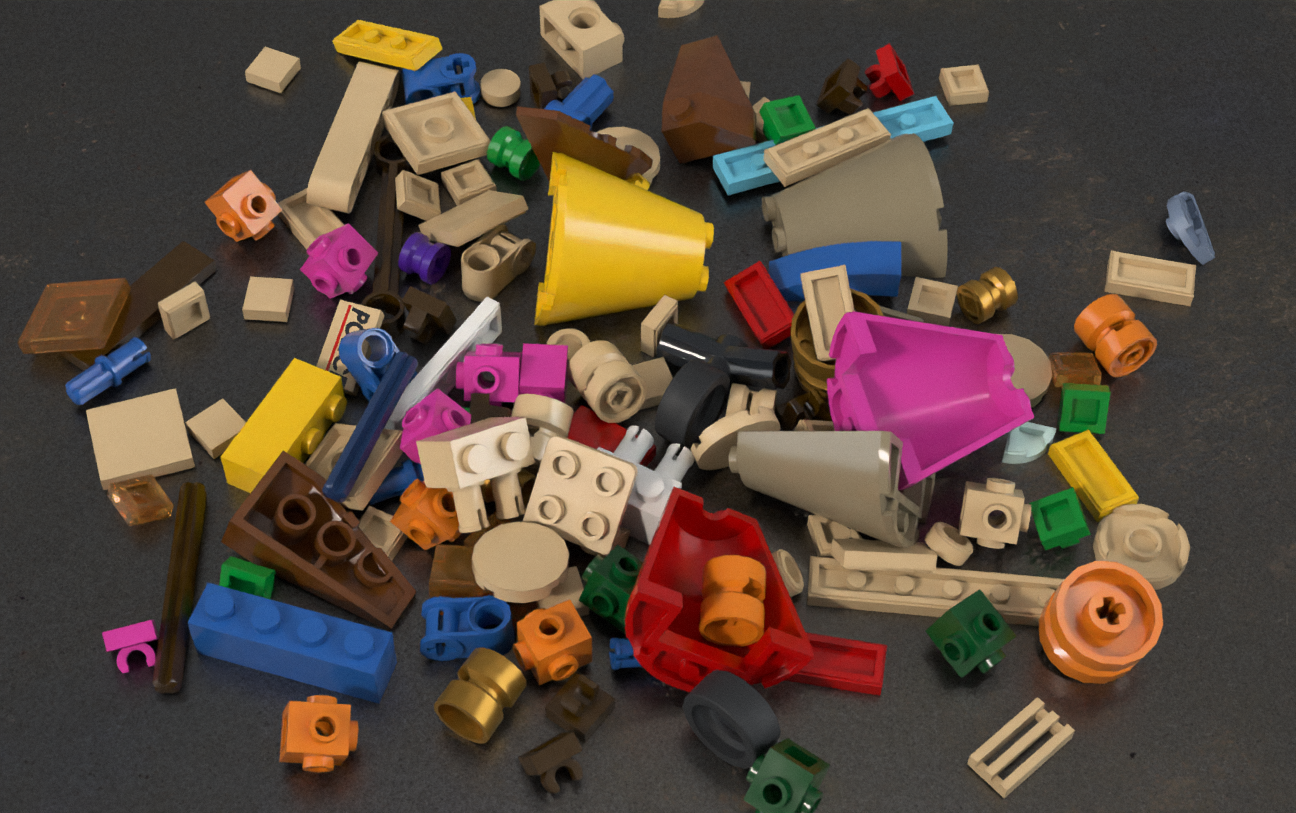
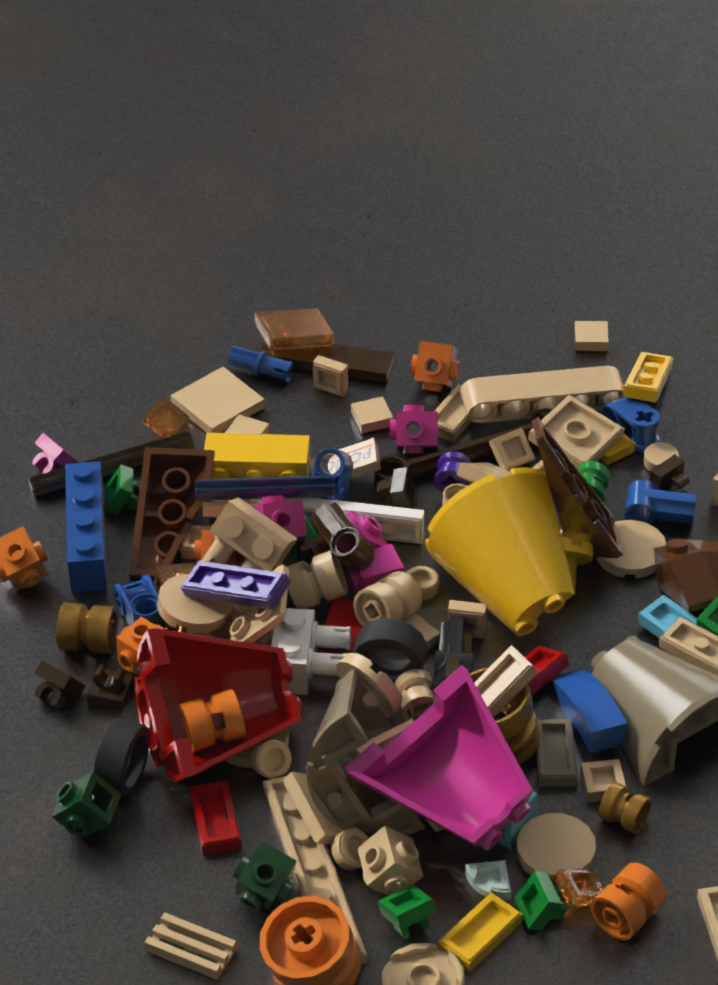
camera: 70 degrees right, 10 degrees down
(504, 374) = (343, 537): none -> dark brown piece
(553, 496) = (235, 585): none -> dark purple tile

